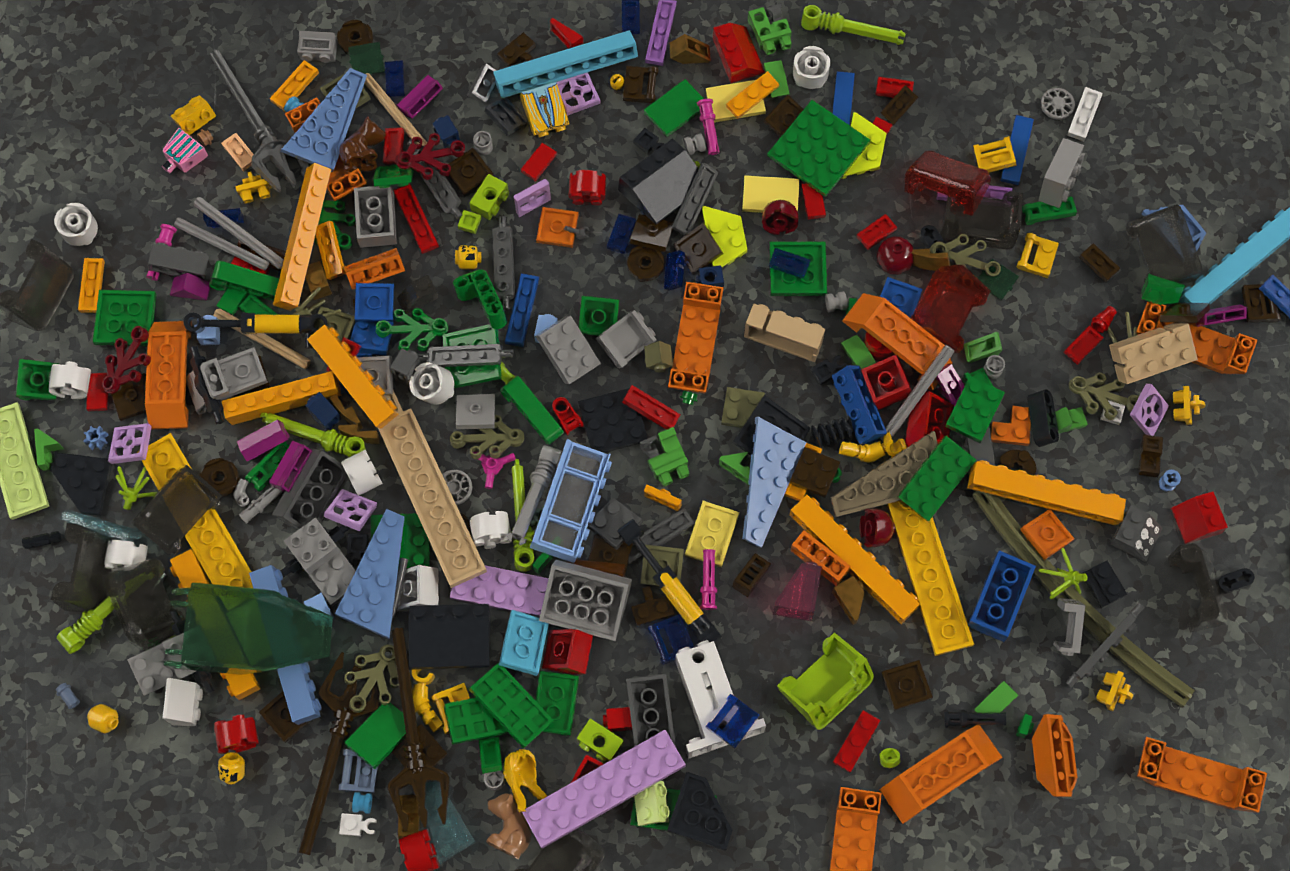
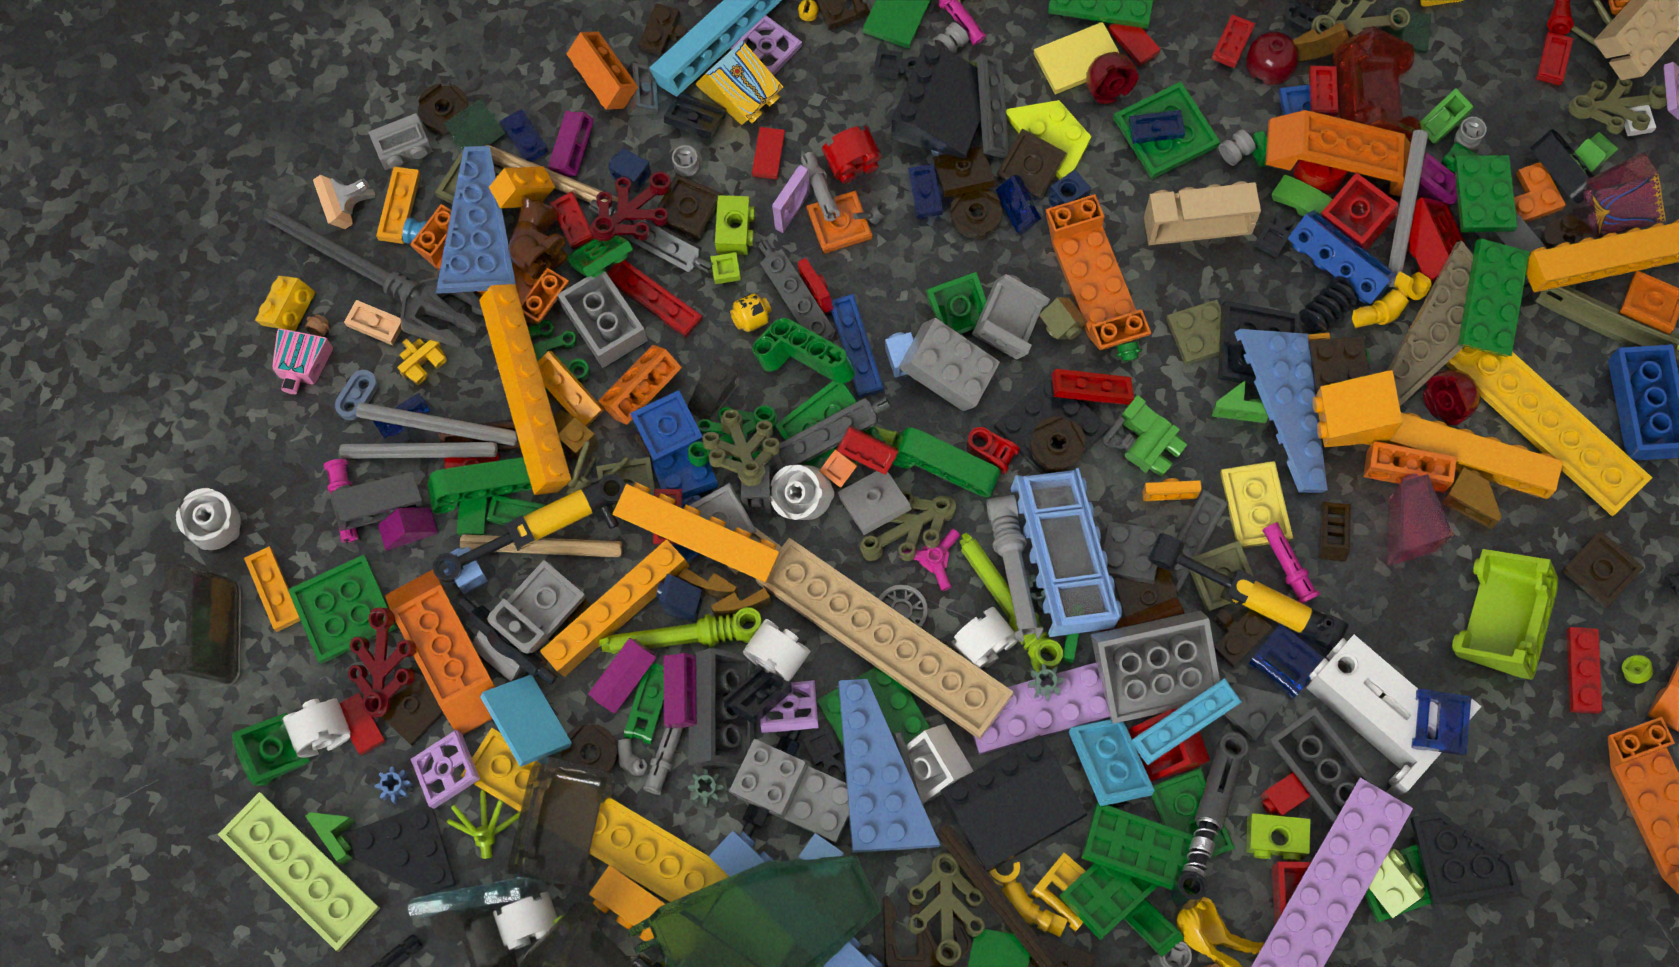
camera: 25 degrees left, 0 degrees up
(190, 438) = (525, 720): none -> medium azure tile
(203, 190) = (353, 394): none -> sand blue plate
(260, 64) = (340, 199): none -> piece
(279, 534) = (707, 780): none -> sand green gear
(334, 492) = (757, 695): none -> black plate
(376, 109) = (519, 182): none -> light orange piece
(404, 353) = (749, 471): none -> olive plant
(462, 379) = (838, 468): none -> orange plate
(464, 59) = (602, 70): none -> orange brick
(484, 377) = (867, 450): none -> red plate
(515, 571) = (1042, 676): none -> sand green gear
(517, 259) = (816, 285): none -> red plate
(558, 192) = (817, 179): none -> light grey pin
(562, 706) = (1210, 818): none -> piece
(579, 640) = (1186, 721): none -> medium azure tile
(613, 441) = (1050, 457): none -> dark brown plate
(629, 654) = (1255, 709): none -> dark grey wing
(801, 505) = (1358, 410): none -> light orange slope
(911, 292) = (1323, 90): none -> red plate
(1066, 456) = (1625, 197): none -> clear pink slope

